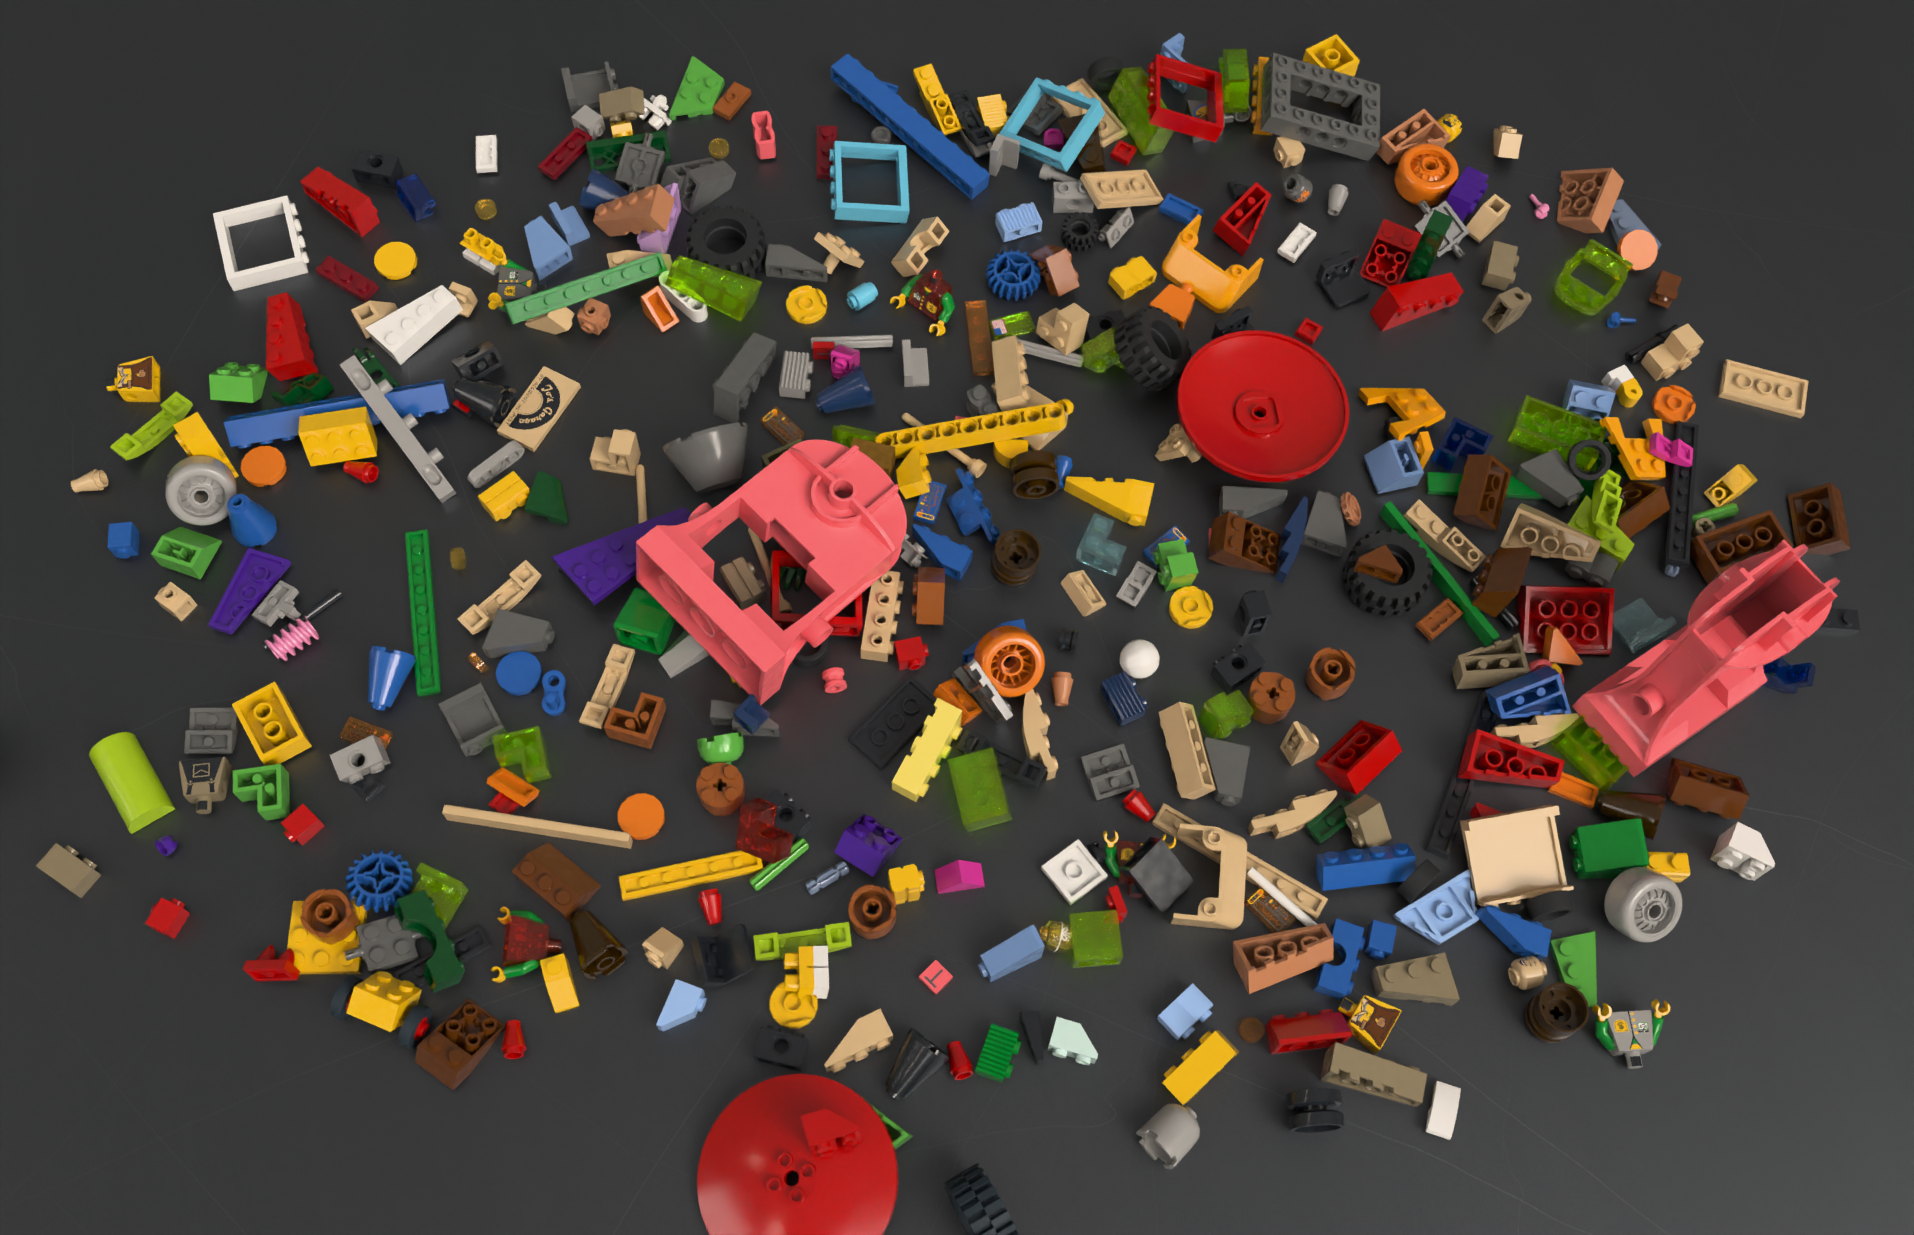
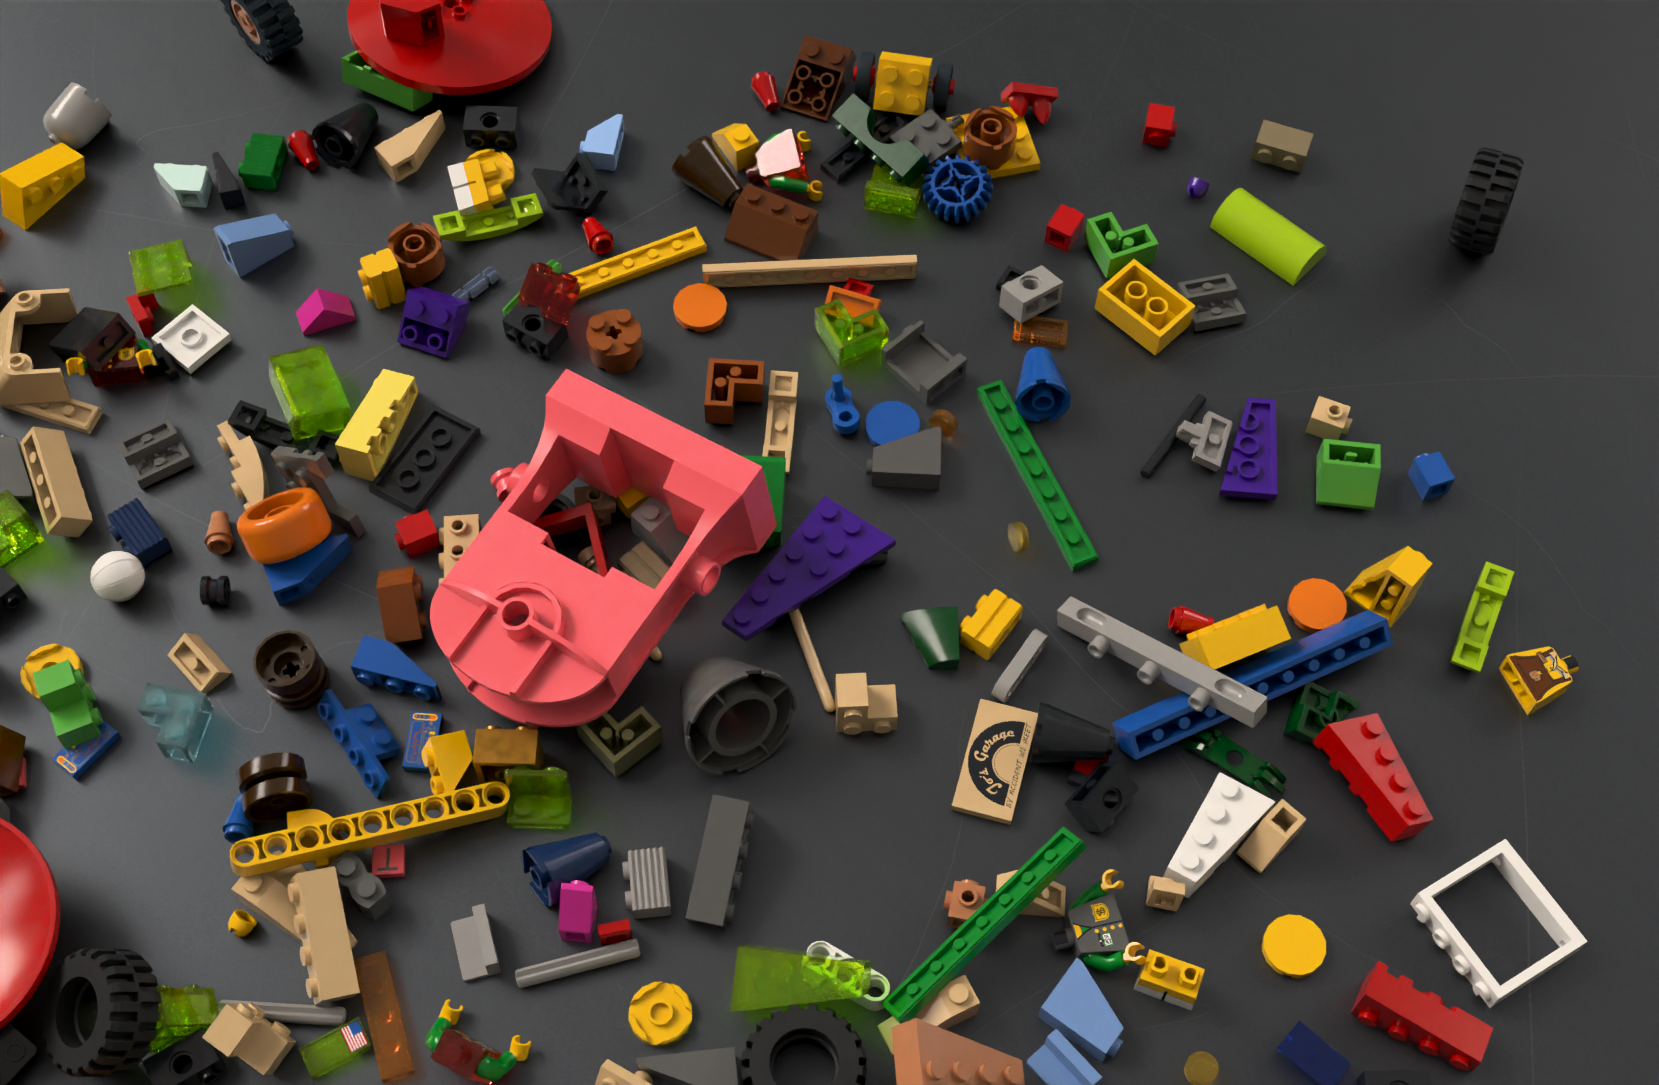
camera: 170 degrees right, 5 degrees down
(91, 481) = (1513, 538): tan cone -> none
(195, 475) = (1365, 530): light grey wheel -> none
(205, 781) = (1190, 248): torso -> none
(237, 382) = (1409, 702): bright green slope -> none
(250, 521) = (1291, 523): blue cone -> none
(292, 639) = (1169, 403): bright pink piece -> none
(347, 279) = (1348, 900): dark red plate -> none
(505, 598) = (948, 497): tan slope -> none
(658, 309) = (876, 943): orange slope -> none
(662, 948) = (635, 180): tan slope -> none
(721, 748) = (628, 378): bright green cylinder -> none
(781, 426) = (649, 805): clear orange tile -> none
(862, 295) = (576, 1041): medium azure brick -> none
(912, 552) = (437, 666): light grey hinge -> none
(935, 977) = (339, 219): coral tile -> none
(957, 696) = (353, 496): orange slope -> none
(975, 466) = (363, 800): tan piece -> none
(1056, 936) = (207, 271): clear yellow head -> none
(1123, 500) = (146, 788): yellow wedge -> none
(1136, 584) = (127, 685): light grey slope -> none
(1138, 805) = (118, 420): red cone -> none
(1177, 446) = (75, 887): tan plate -> none
(1185, 1012) = (60, 229): light blue brick -> none

